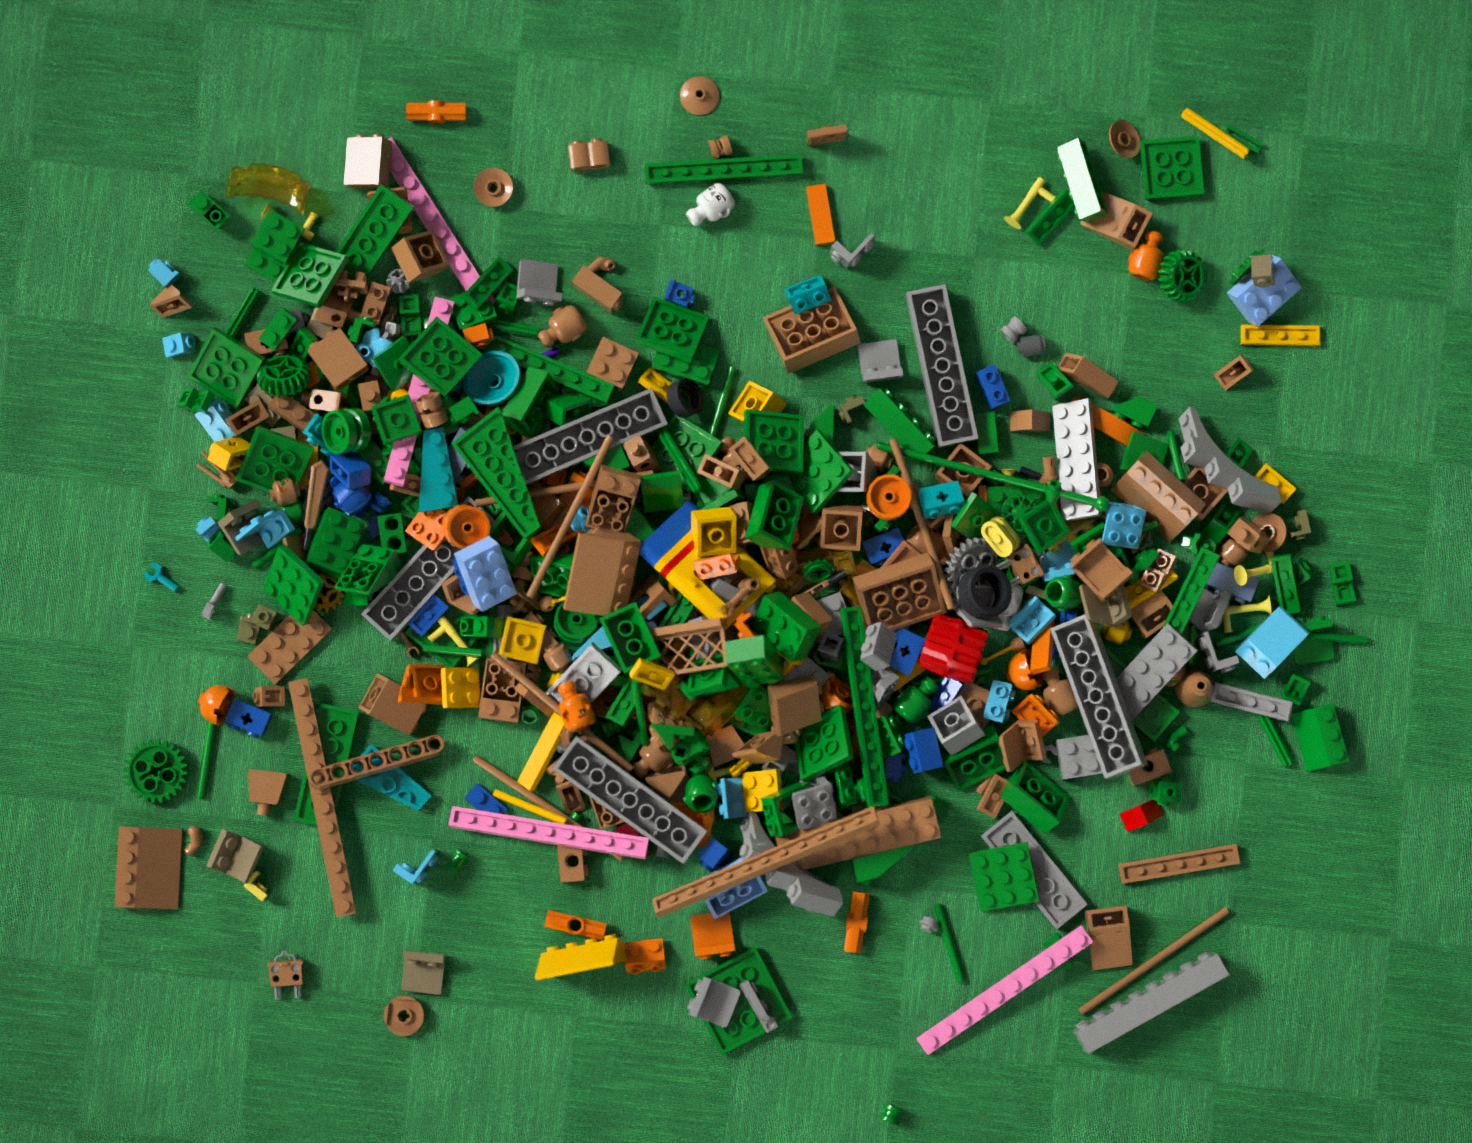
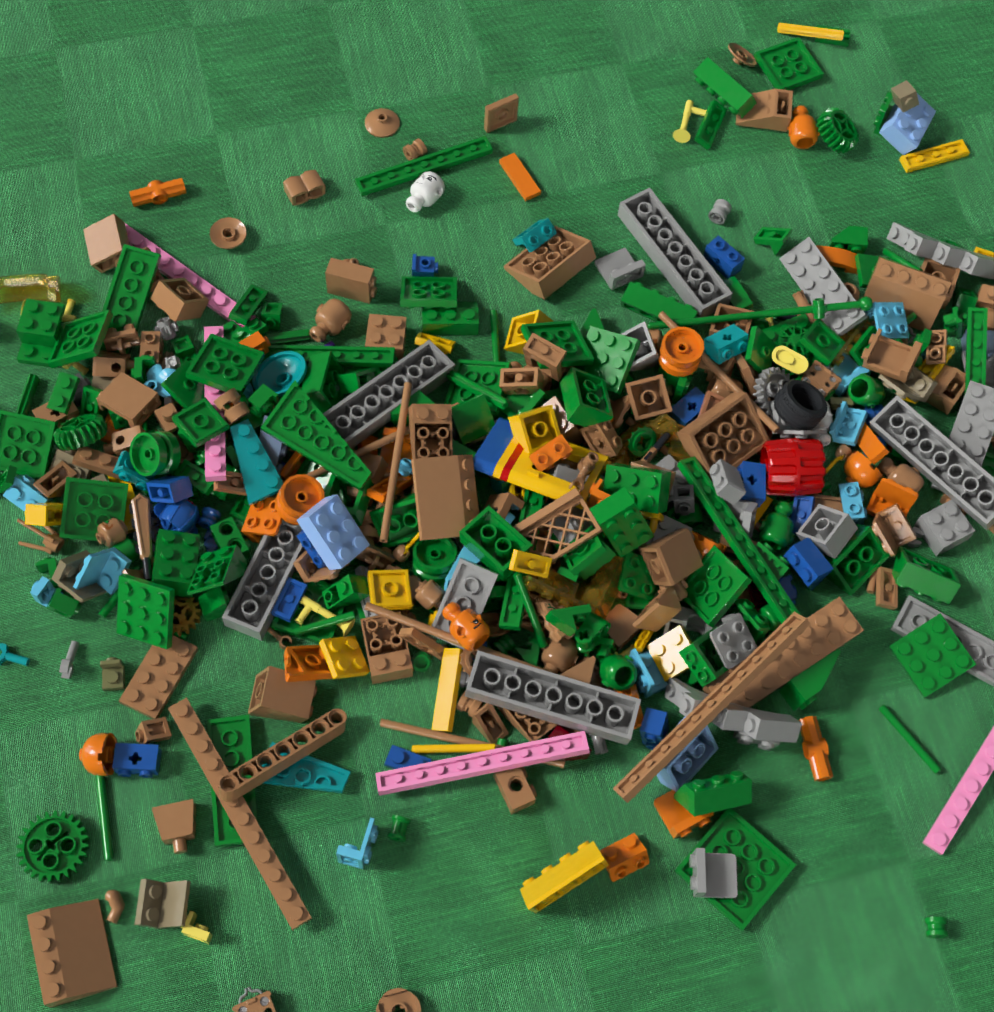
camera: 20 degrees left, 20 degrees down
(264, 617) = (126, 654): olive bracket -> none
(423, 972) = (403, 956): dark tan bracket -> none
(538, 282) = (295, 293): light grey bracket -> none
(561, 922) = (528, 851): orange piece -> none
(641, 452) = (439, 392): medium nougat torso -> none
(676, 402) = (462, 342): black tyre -> none
(742, 935) = (715, 793): none -> green slope
(758, 1006) = (759, 863): light grey hinge -> none
(842, 256) = (555, 193): light grey bracket -> none
(851, 404) = (608, 308): olive bracket -> none
(928, 924) = (883, 726): light grey plate -> none
(1029, 421) = (765, 275): medium nougat slope -> none
(1031, 345) = (740, 218): dark grey brick -> none
(1087, 374) = (802, 222): medium nougat slope -> none
(1117, 634) = (926, 410): yellow head -> none
(1233, 372) = (915, 187): medium nougat slope -> none

